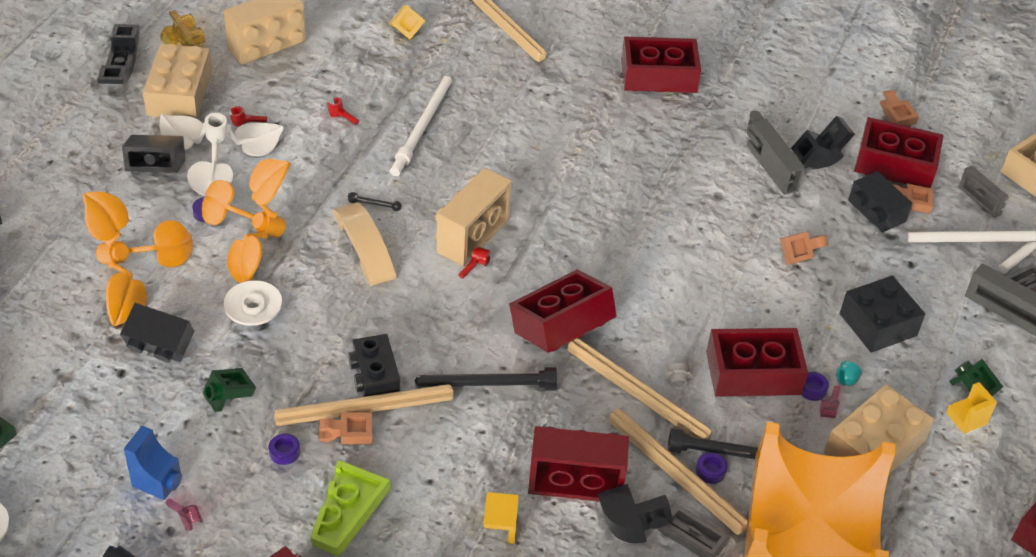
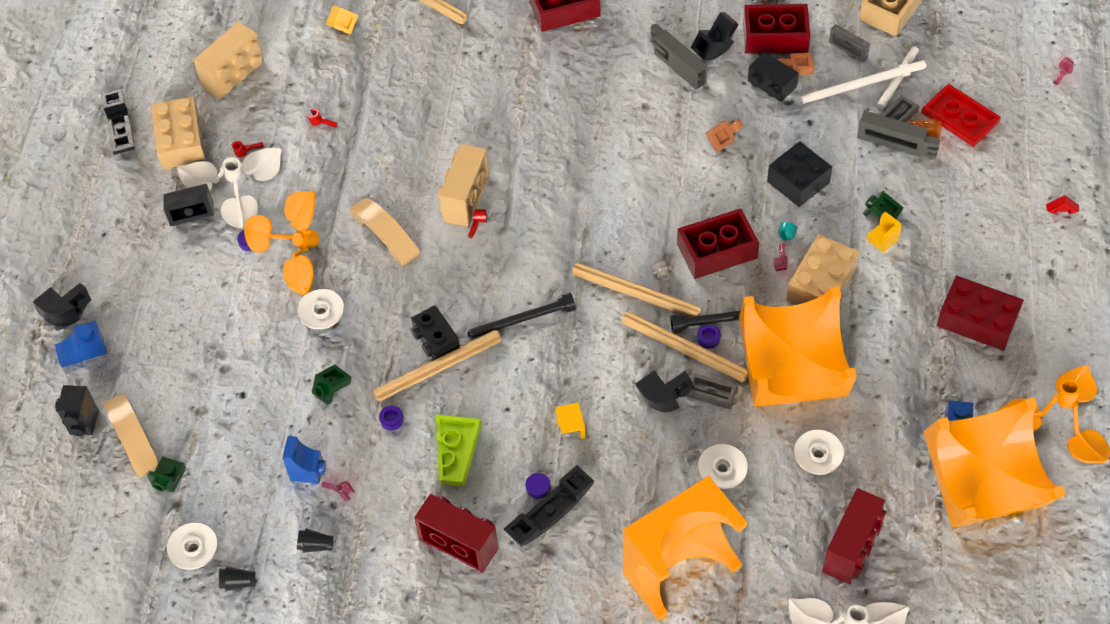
camera: 10 degrees left, 10 degrees up
(104, 218) = (186, 275): light orange plant -> none
(156, 333) = (259, 356): black brick -> none
(182, 31) = (157, 86): clear yellow hips -> none
(352, 428) = (435, 386): nougat plate -> none
(353, 198) = (360, 194): black hinge -> none
(405, 153) = (387, 143): white bar -> none
(563, 310) = (560, 245): dark red brick -> none
(576, 463) = (612, 365): dark red brick -> none
(815, 387) = (766, 248): dark purple tile -> none

